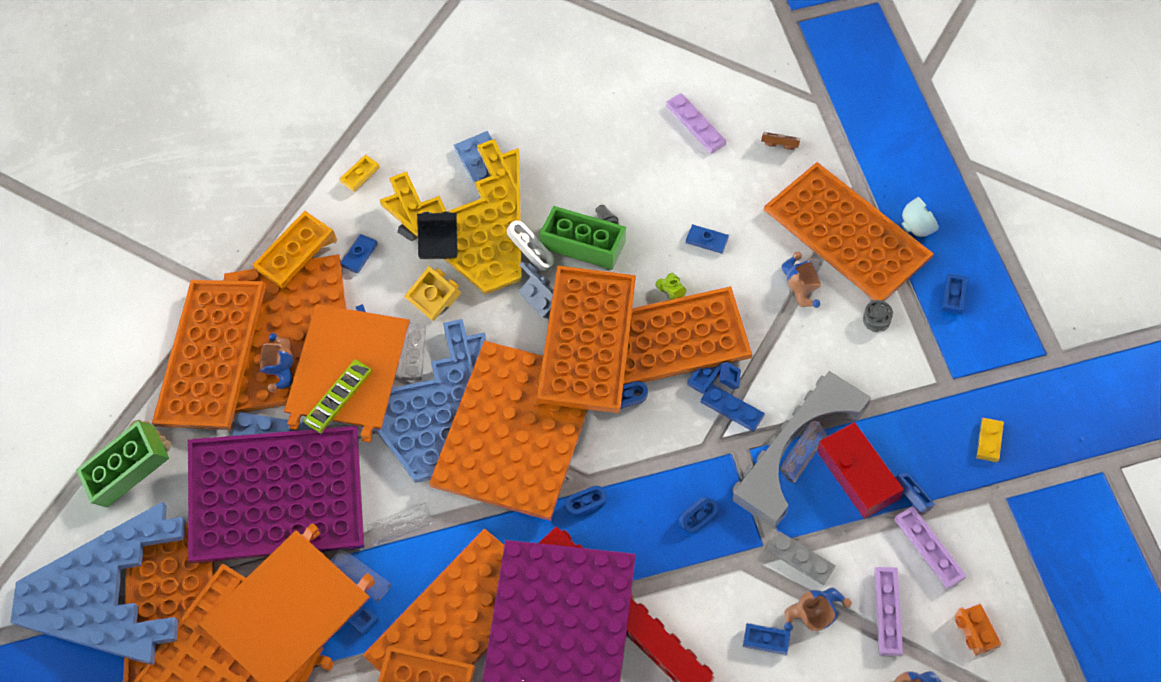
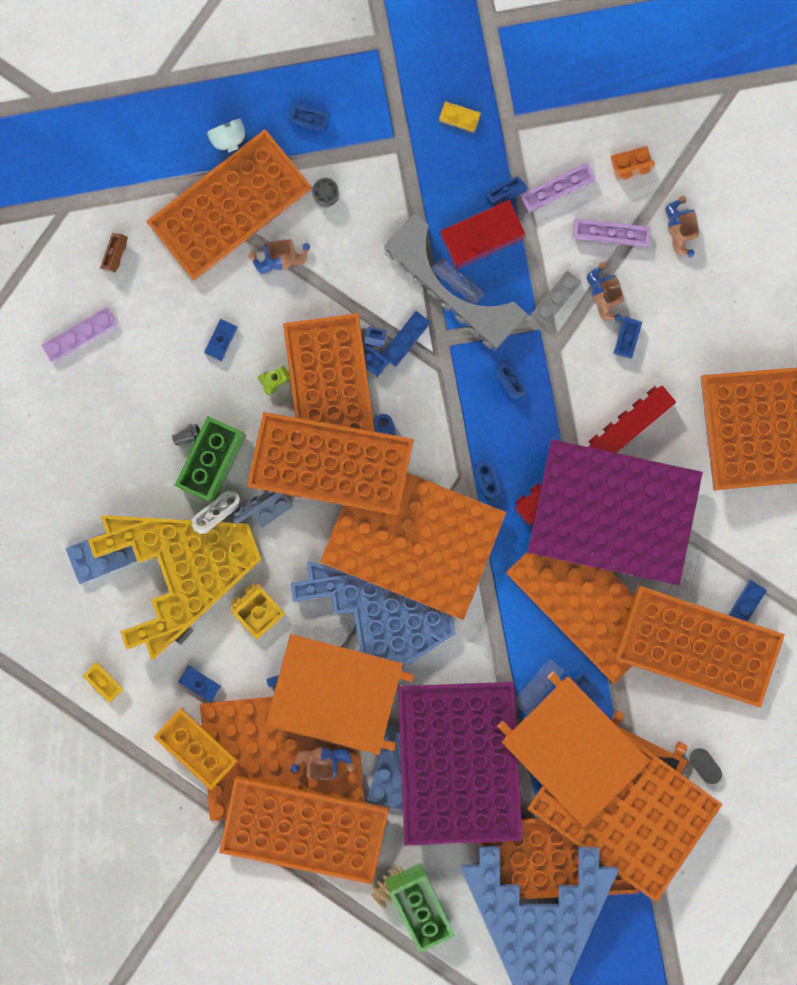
camera: 90 degrees left, 25 degrees up
(337, 396) = (369, 703): tile -> none
(437, 235) = (203, 602): black bracket -> none

